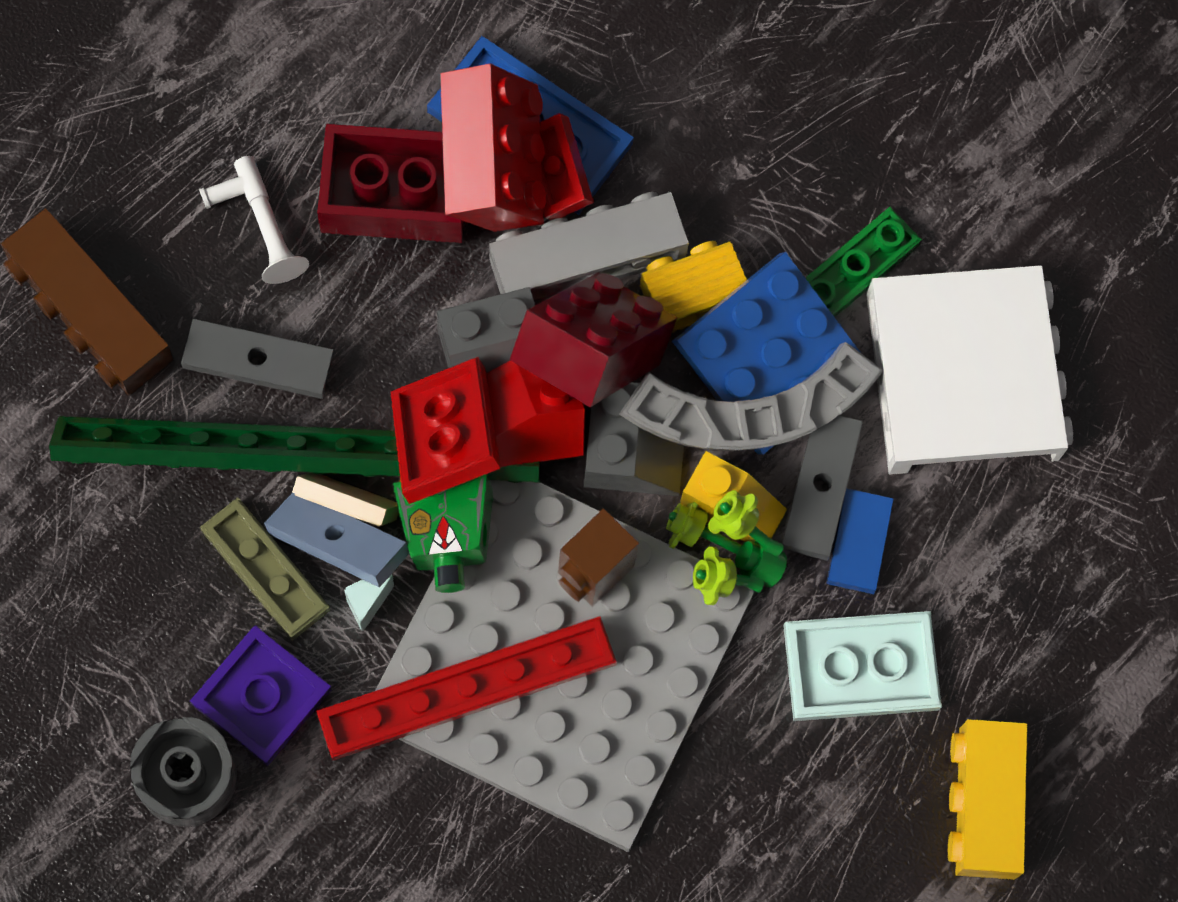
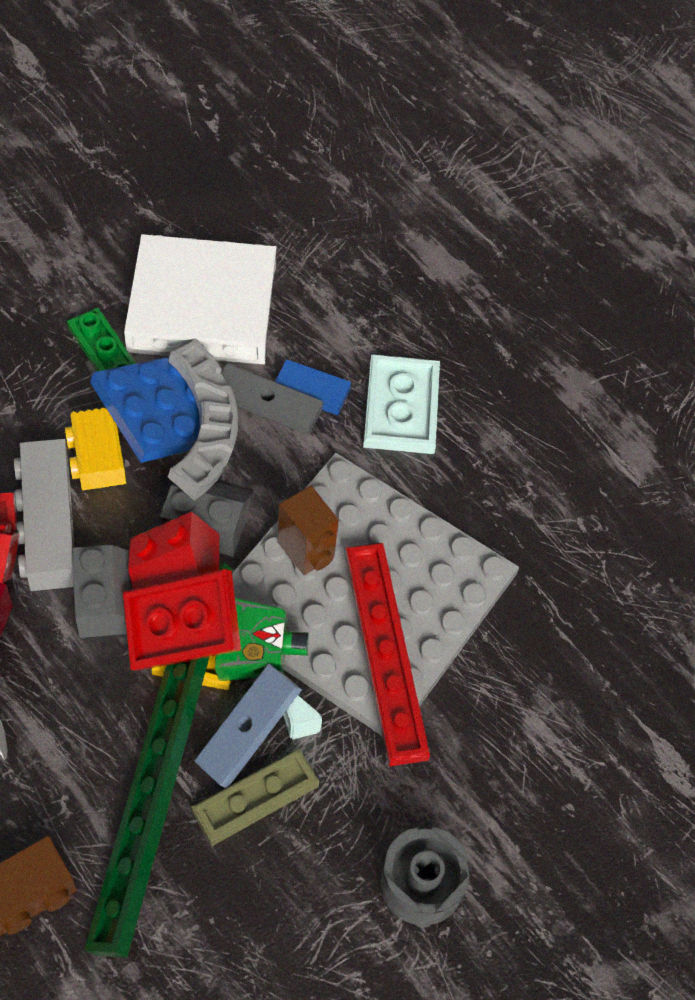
camera: 80 degrees left, 15 degrees down
(229, 354) = (82, 752): dark grey tile -> none
(261, 695) = (364, 811): dark purple plate -> none
(346, 499) = (214, 716): tile -> none
(593, 338) = (131, 503): dark red brick -> none
(716, 478) = (266, 458): yellow slope -> none
(737, 516) = (320, 453): lime plant -> none
(989, 799) = (509, 343): yellow brick -> none

